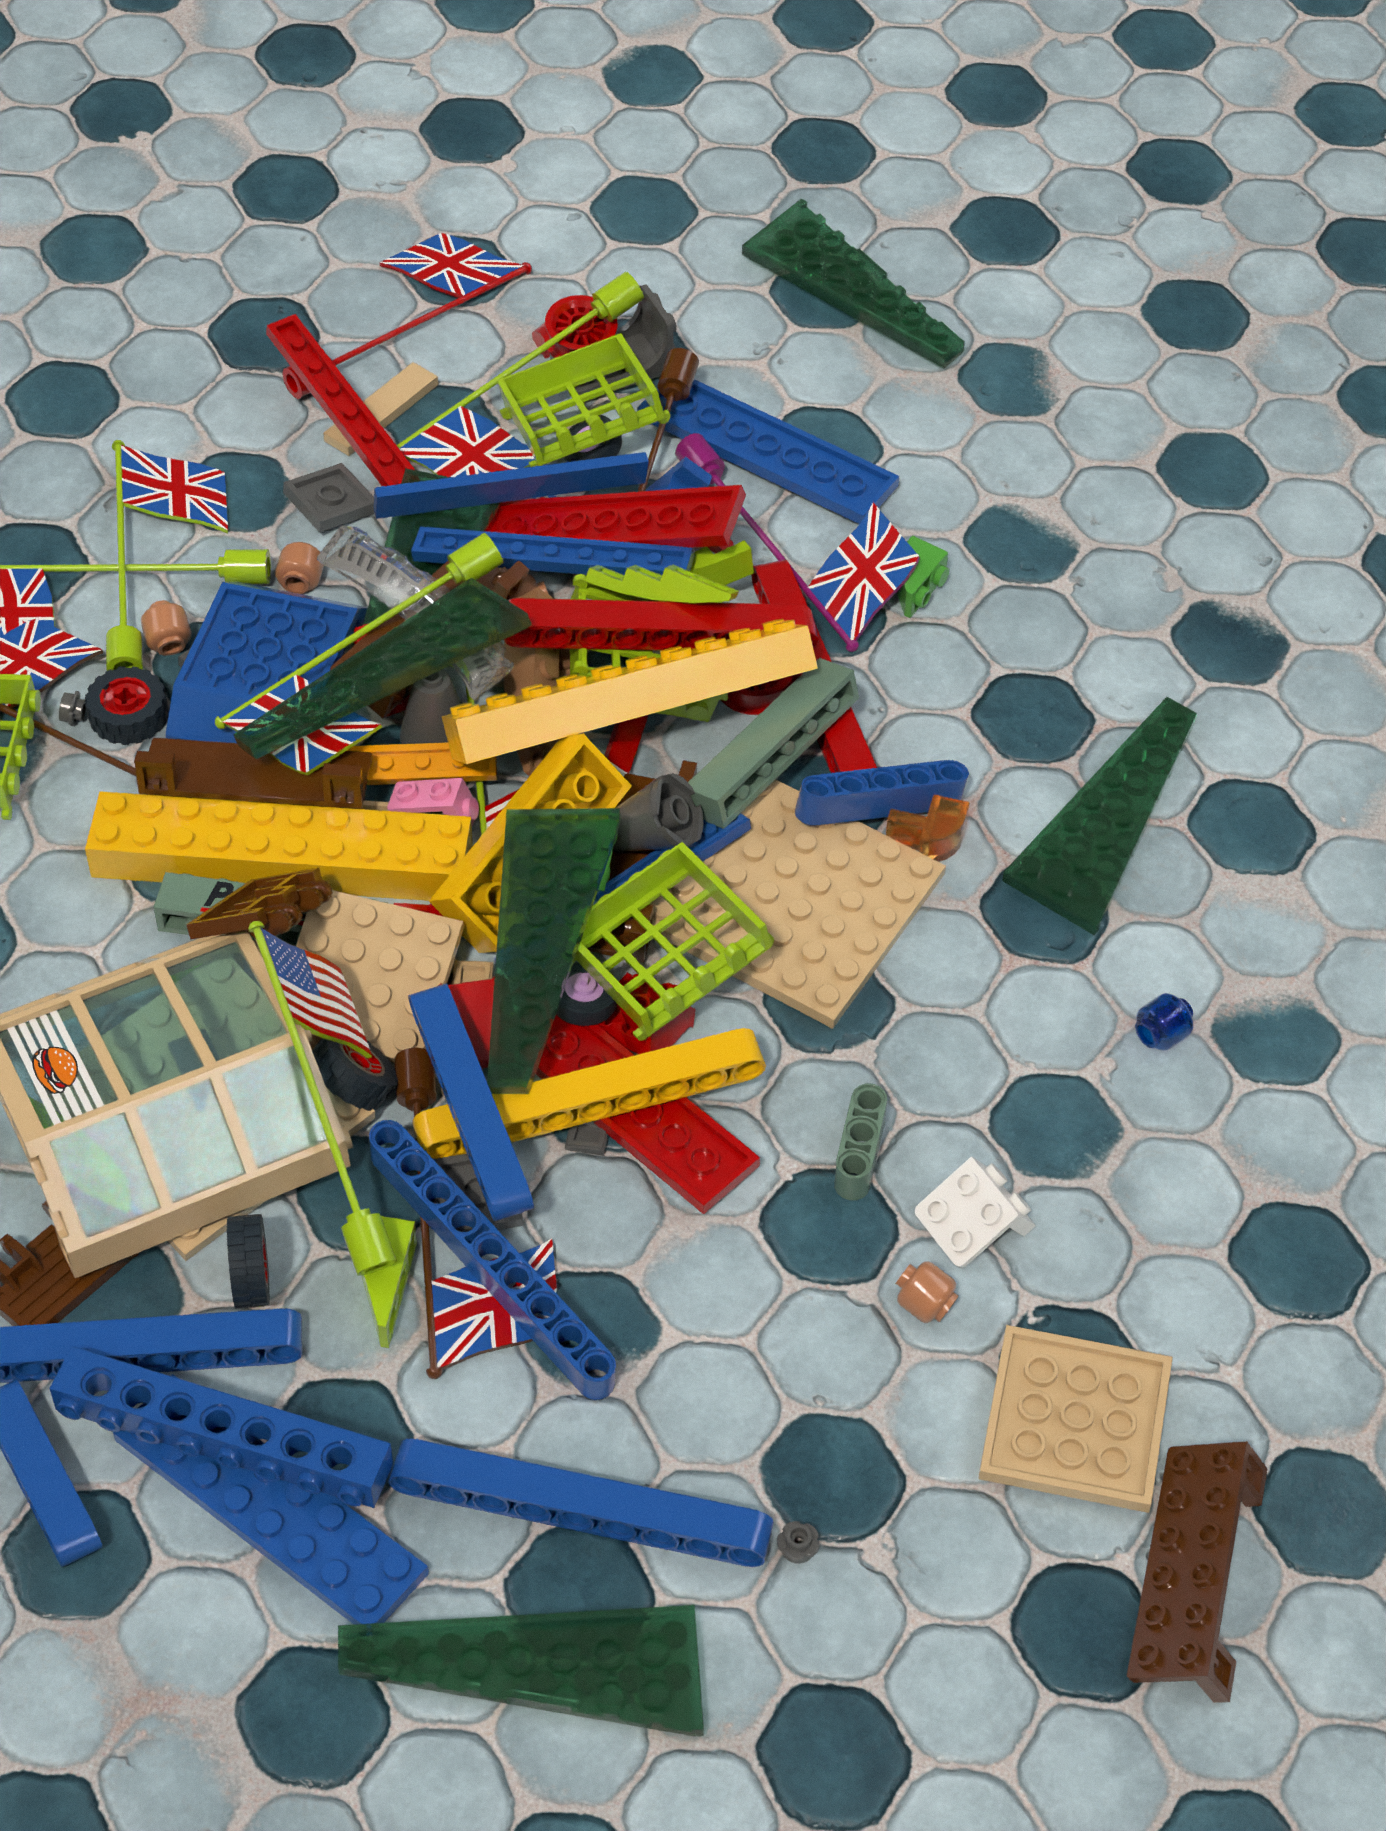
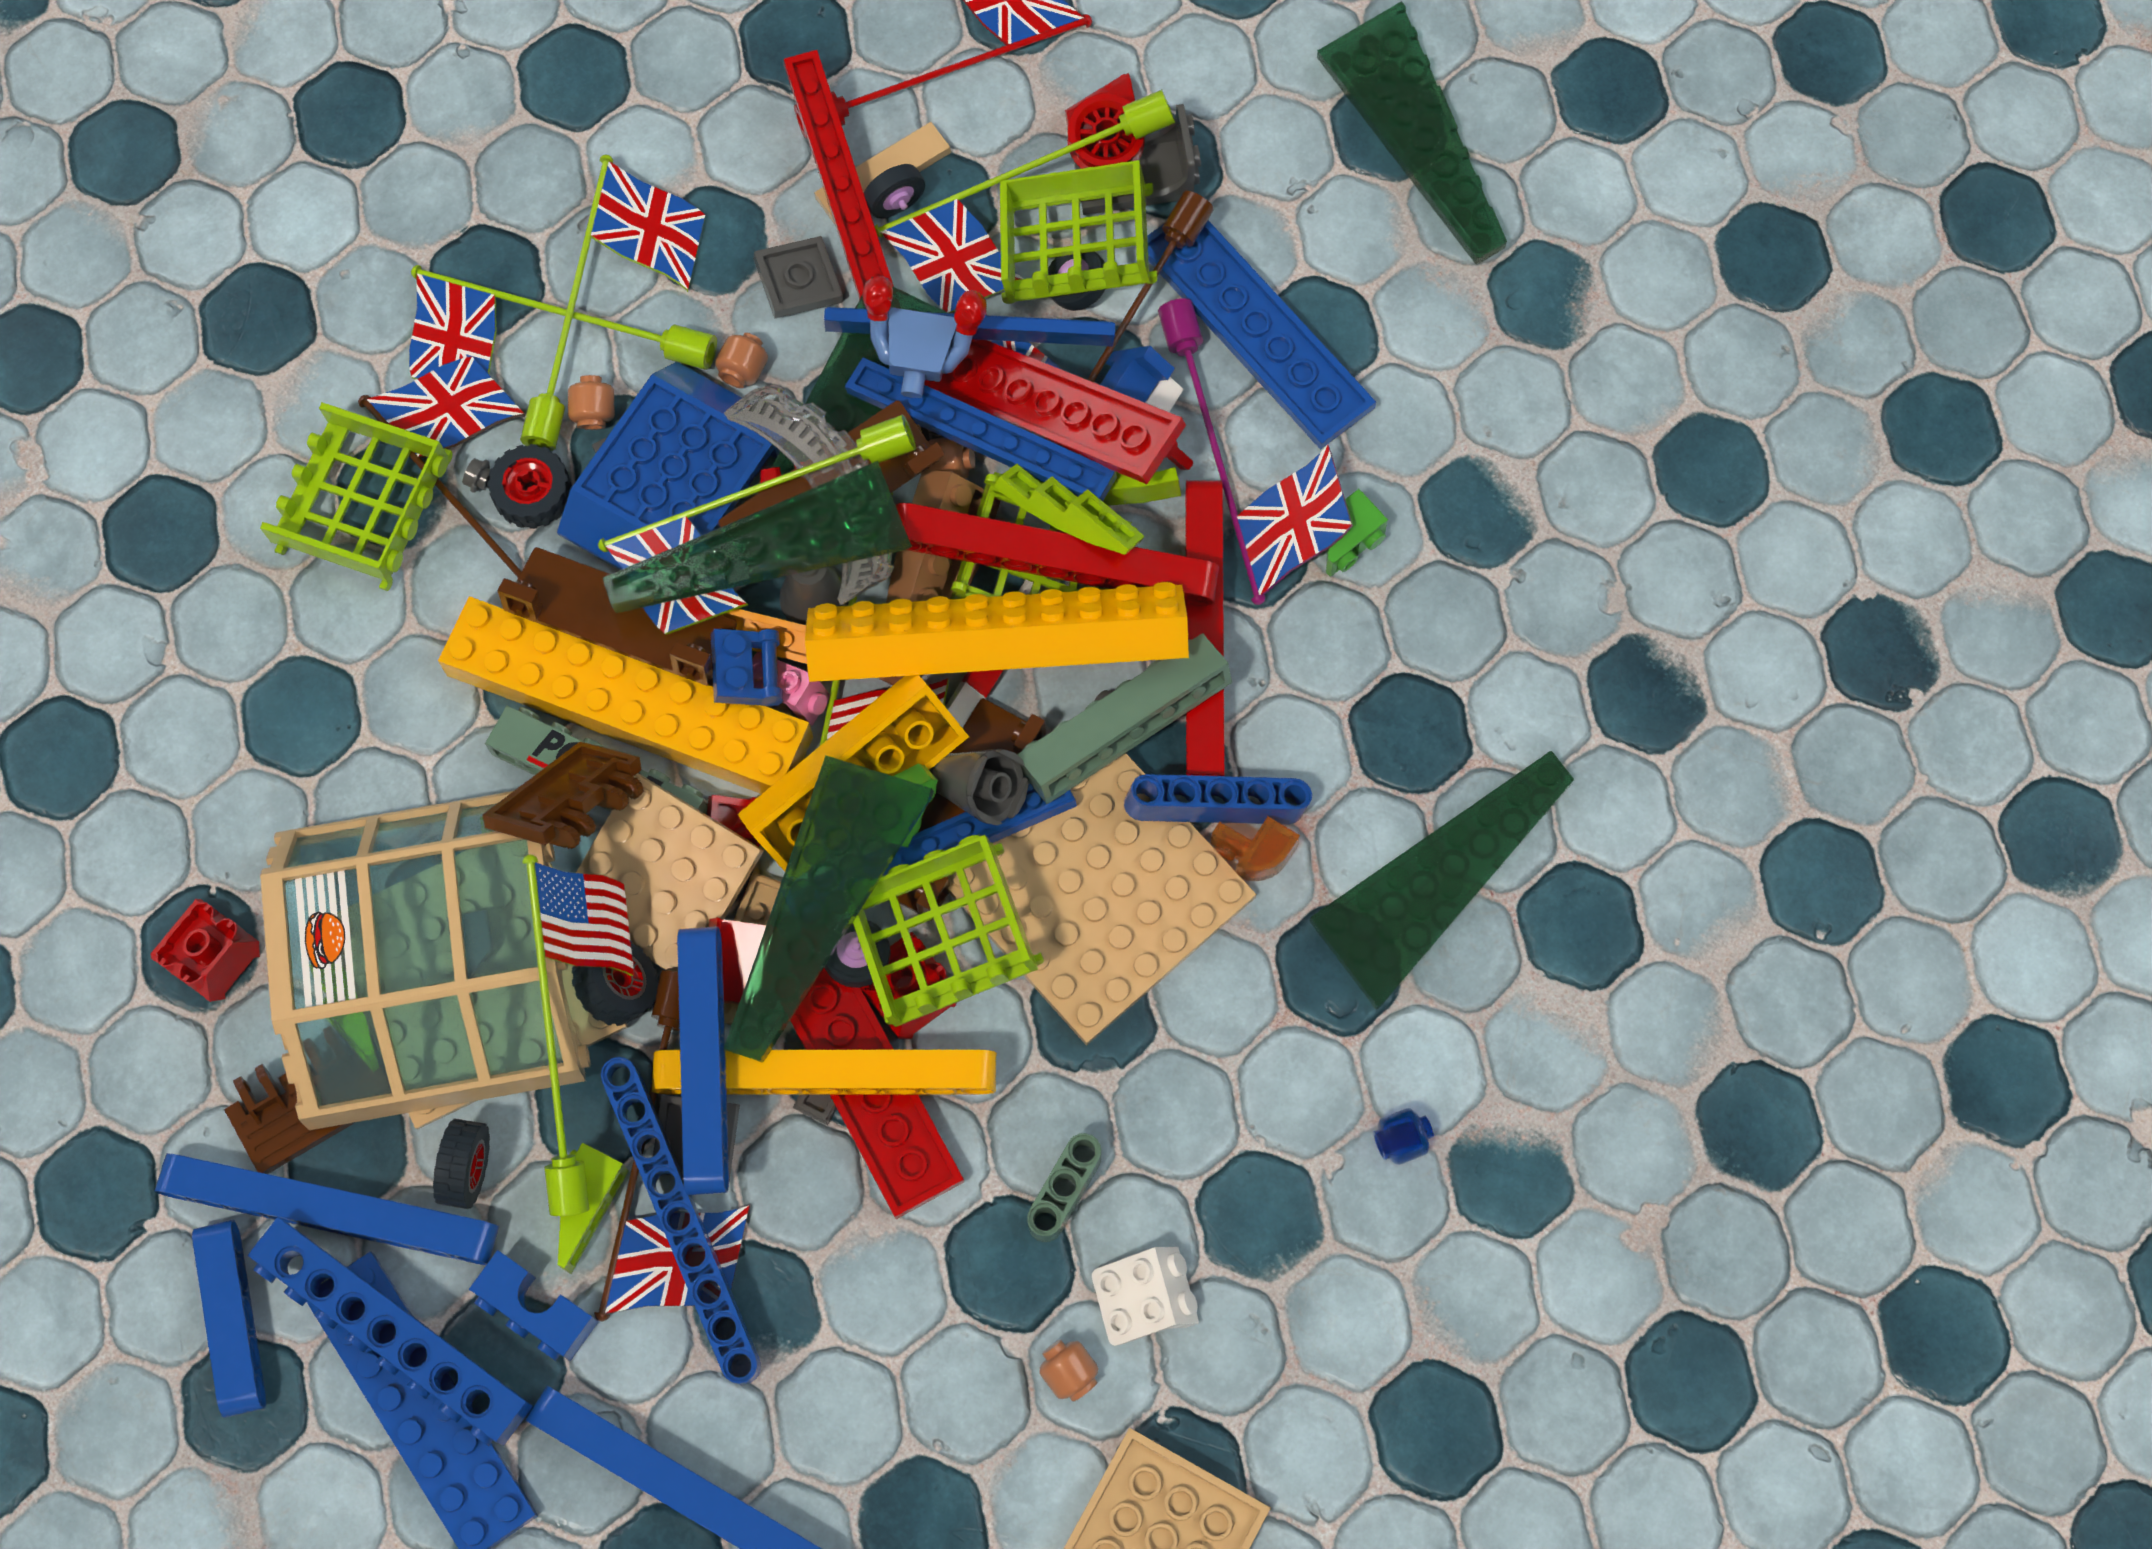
camera: 20 degrees right, 20 degrees up
(386, 787) = (734, 667): none -> blue plate
(392, 1391) = (504, 1287): none -> blue arch
(401, 410) = (894, 190): none -> black wheel
(476, 491) = (917, 342): none -> medium blue torso

